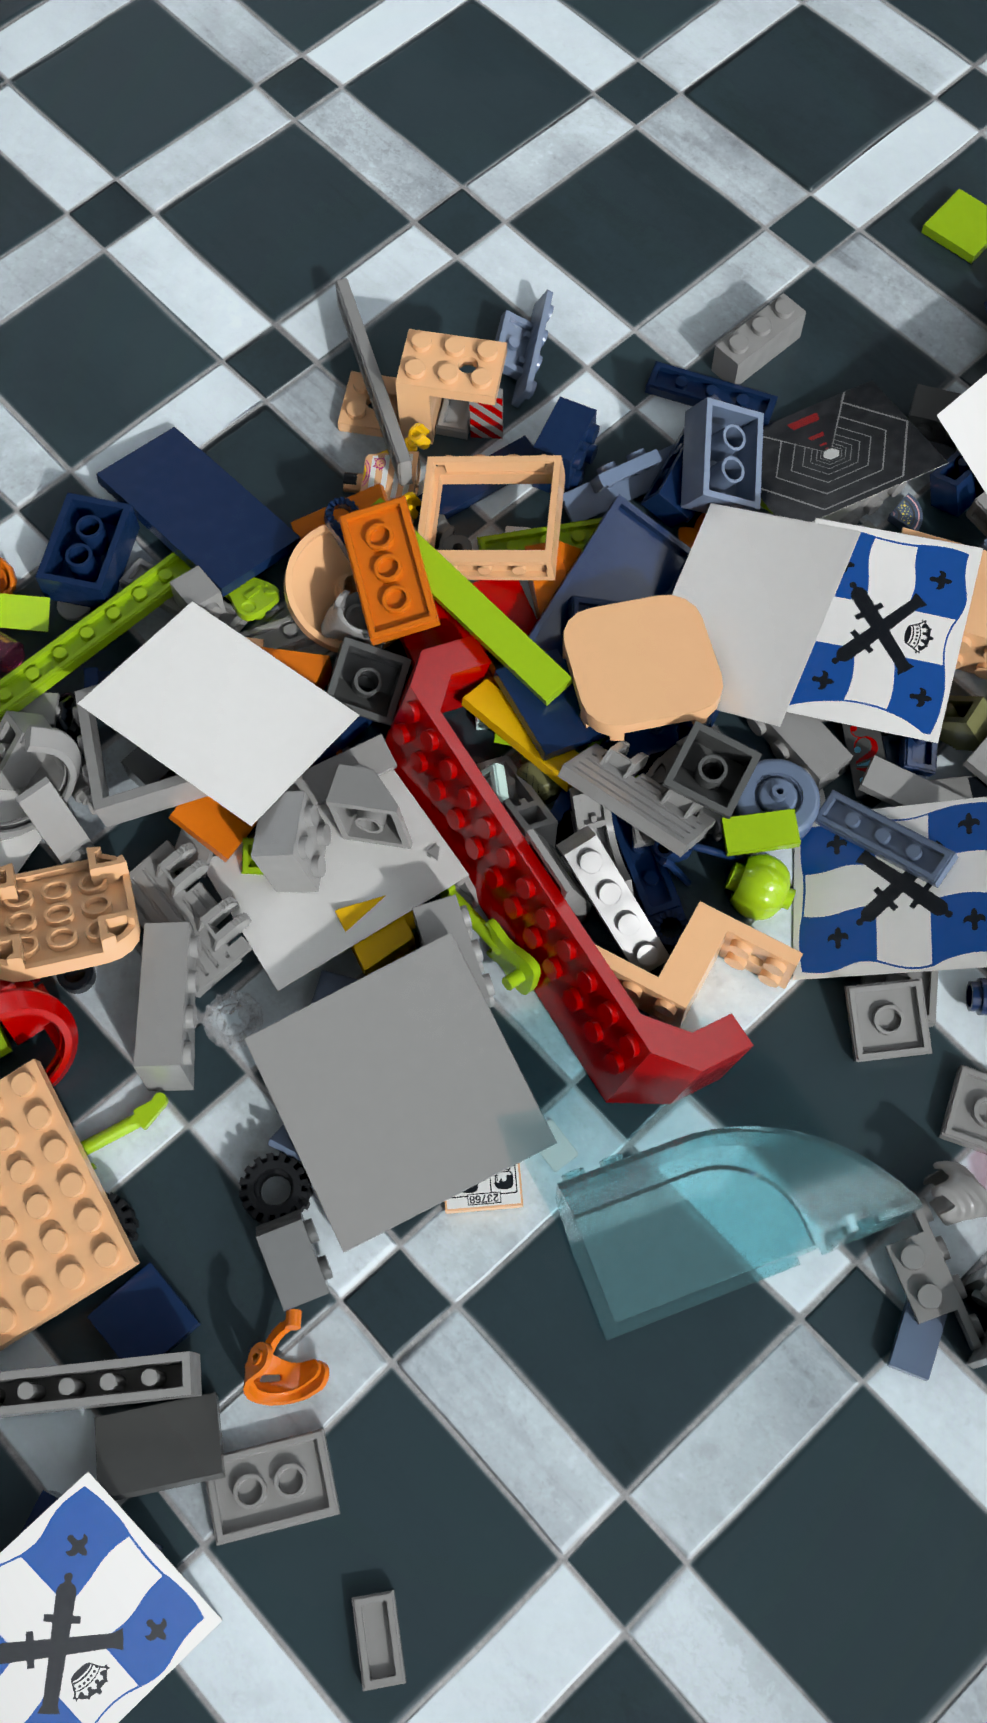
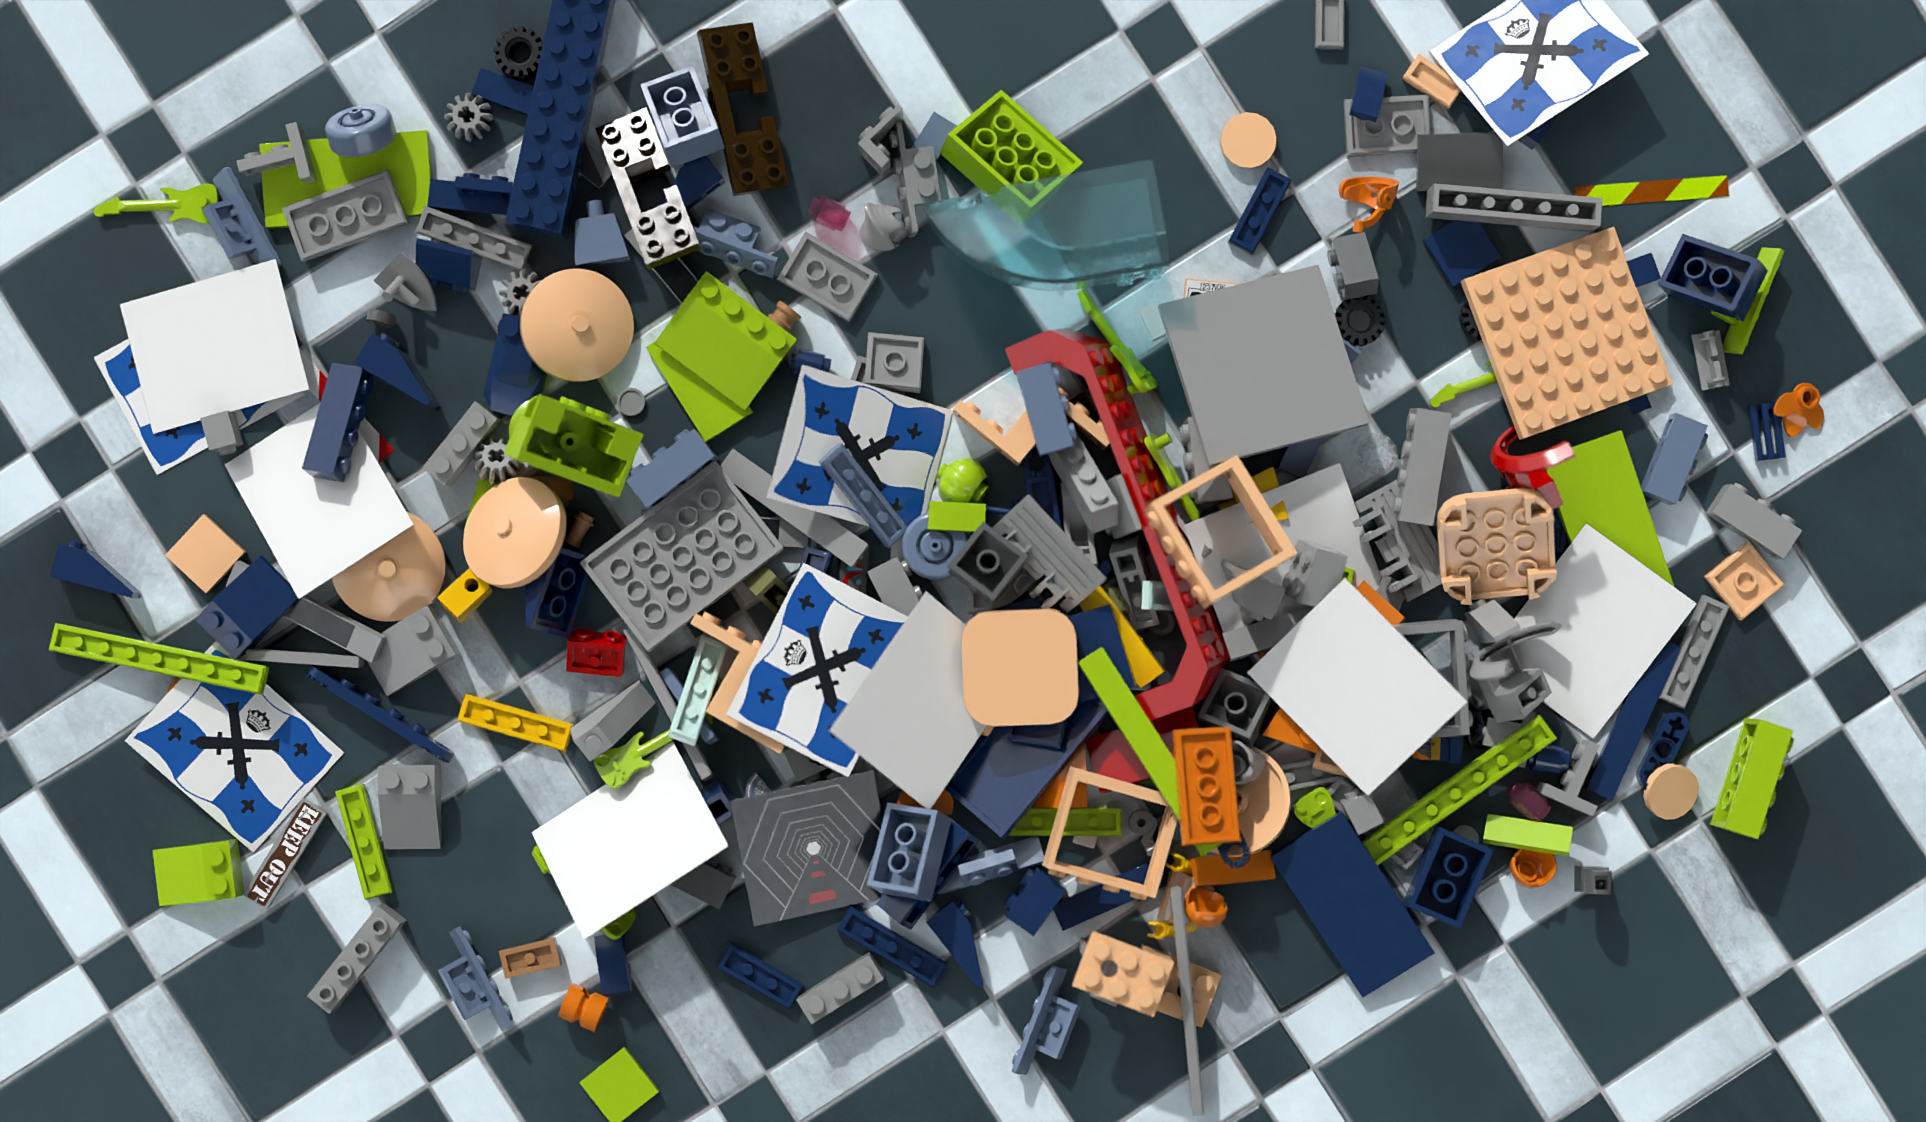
camera: 170 degrees left, 20 degrees up
(213, 1569) = (1432, 81): none -> light nougat tile
(305, 1525) = (1368, 94): none -> dark blue slope
(367, 461) = (1205, 907): none -> orange hair
(436, 1323) = (1259, 211): none -> dark blue tile
(470, 1423) = (1248, 140): none -> light nougat tile
(483, 812) = (1255, 507): none -> light nougat window
(561, 1060) = (1141, 378): none -> lime piece
(645, 411) = (956, 934): none -> dark blue slope
(683, 966) = (1046, 409): none -> sand blue brick
(807, 1336) = (1006, 147): none -> lime slope
(848, 345) = (760, 976): none -> dark blue tile

